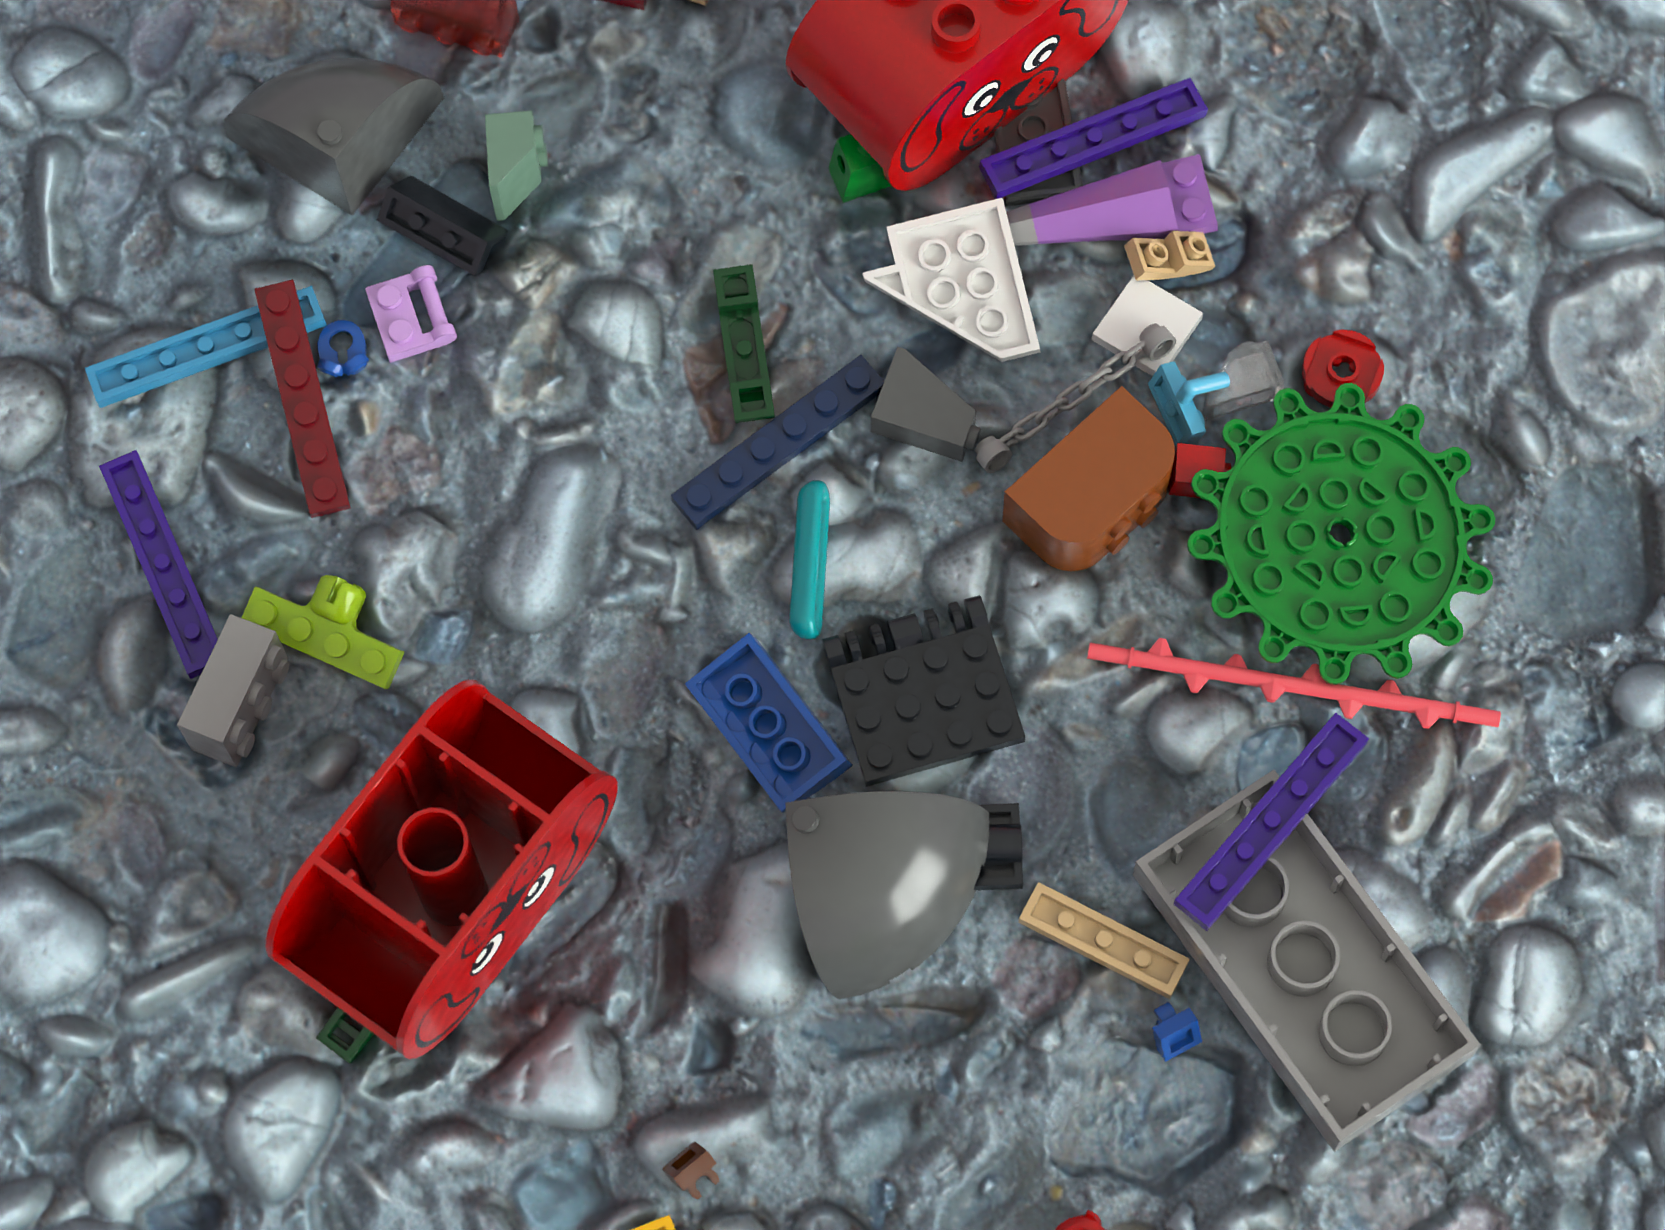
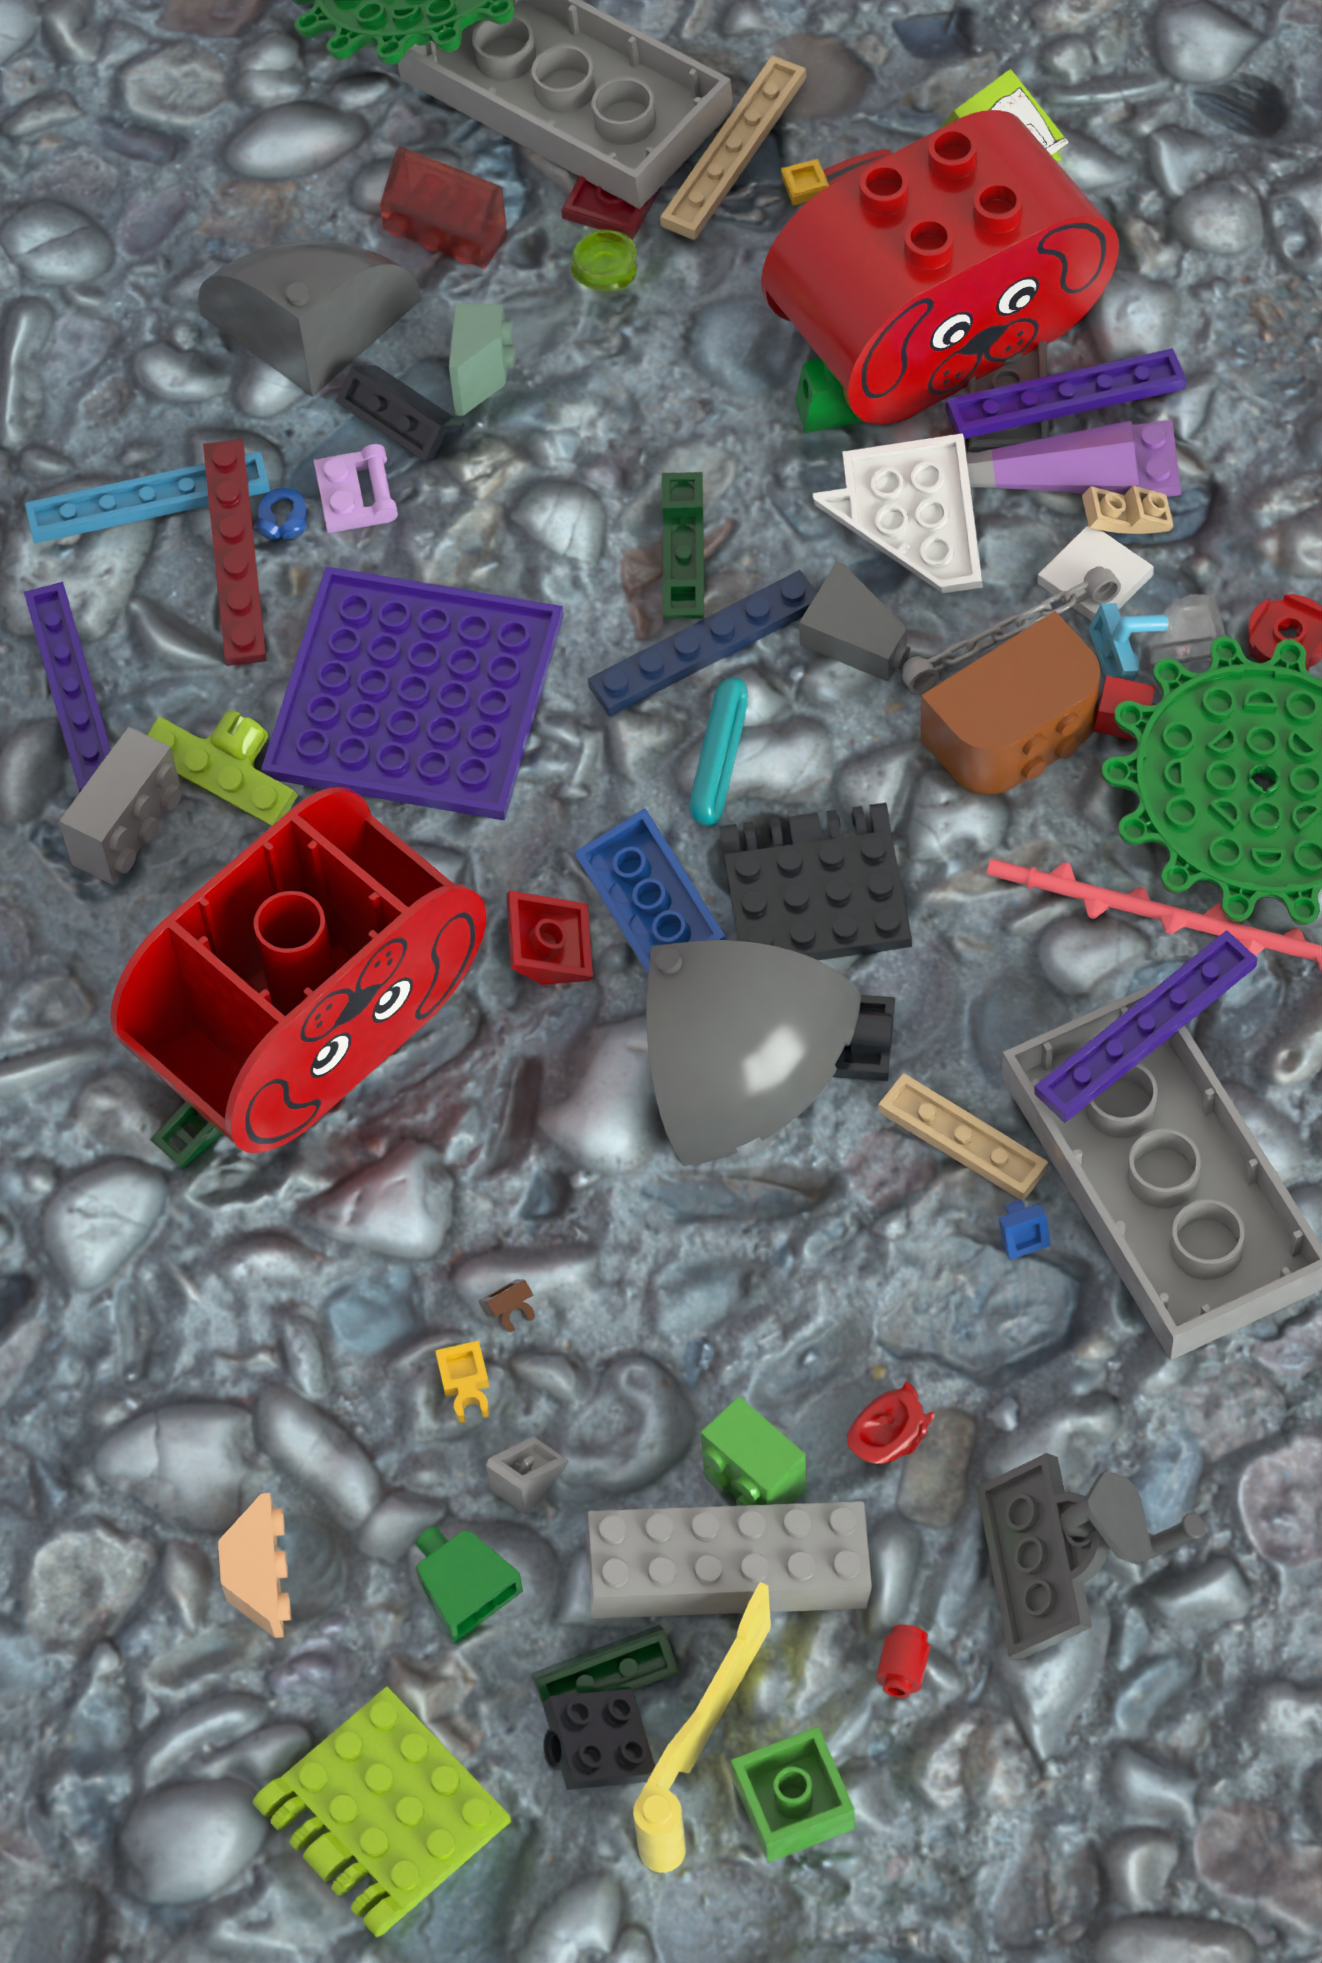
camera: 10 degrees right, 10 degrees down
(502, 529) = (414, 692): none -> dark purple plate
(620, 39) = (605, 261): none -> clear neon green piece
(674, 778) = (549, 938): none -> red slope

